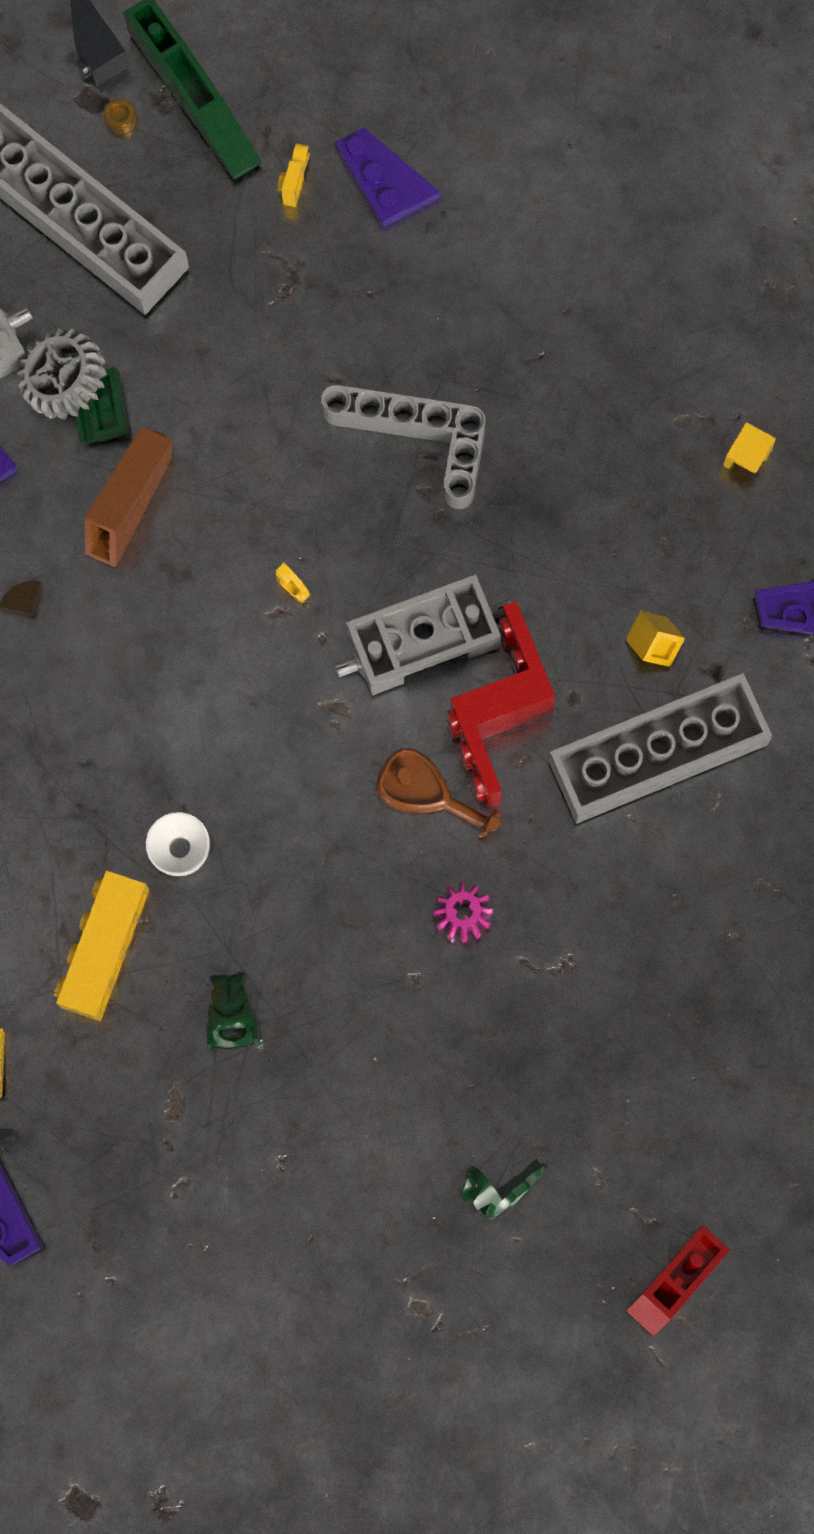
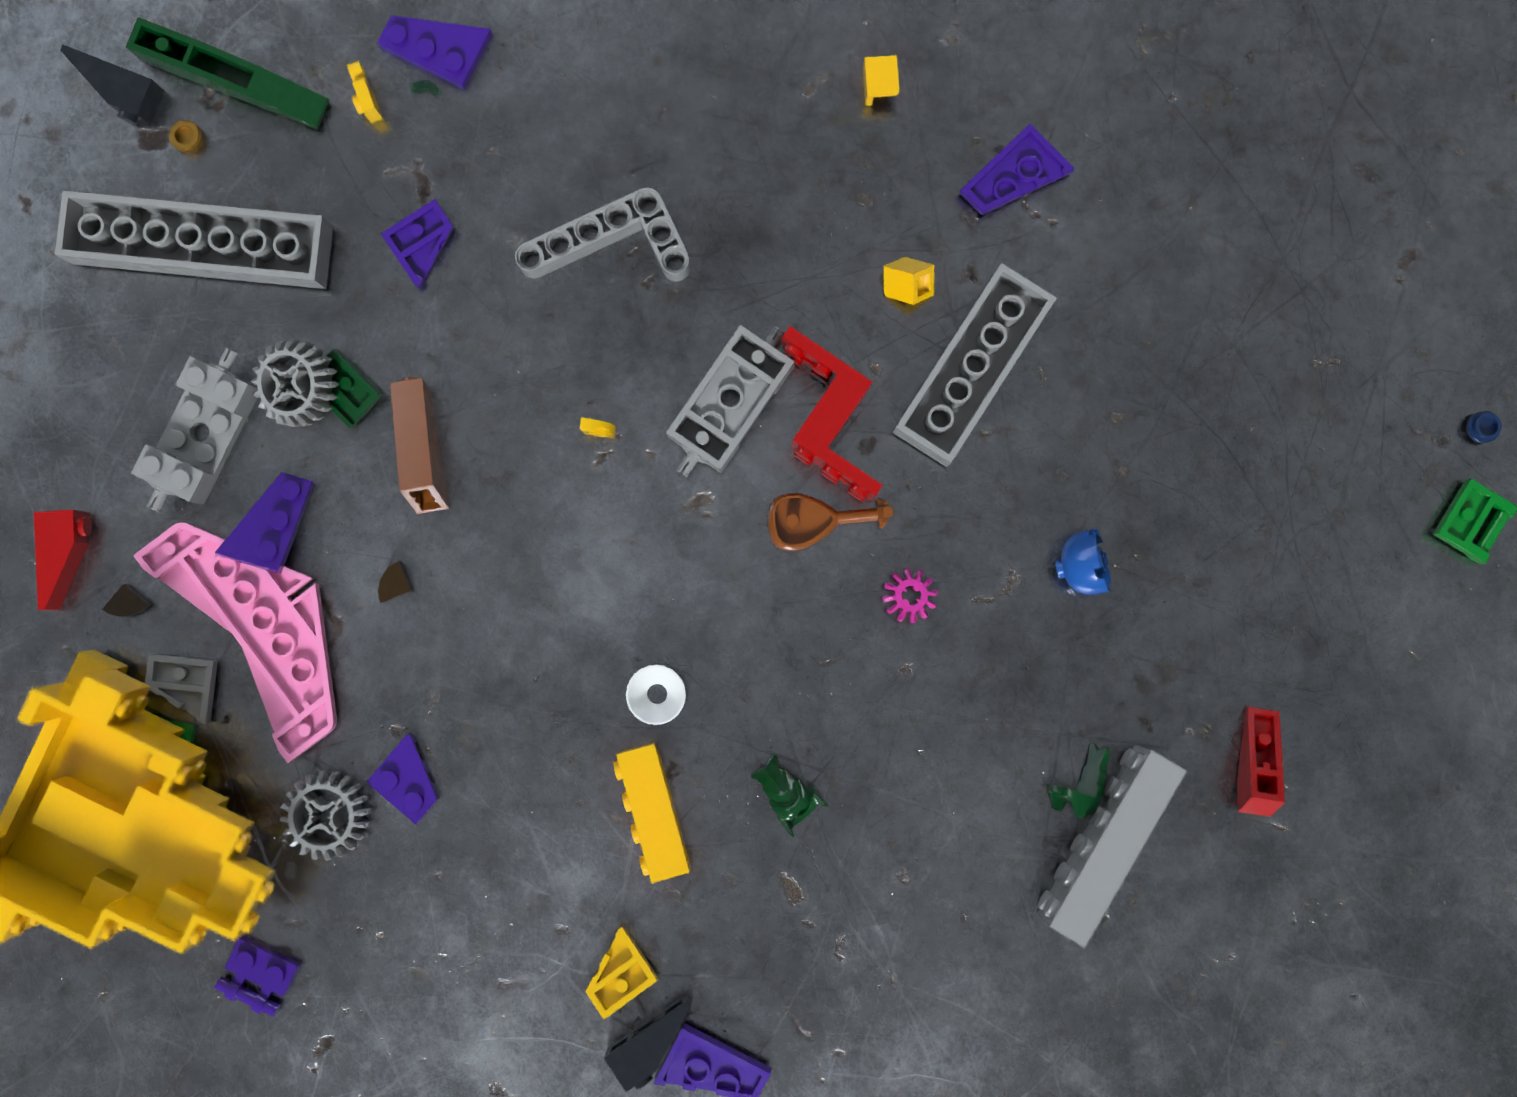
camera: 35 degrees left, 10 degrees up
(253, 325) = (419, 240): none -> dark purple wing
(351, 203) = (427, 86): none -> clear green leg
(487, 1252) = (1109, 843): none -> light grey brick
(639, 989) = (1085, 563): none -> blue cylinder

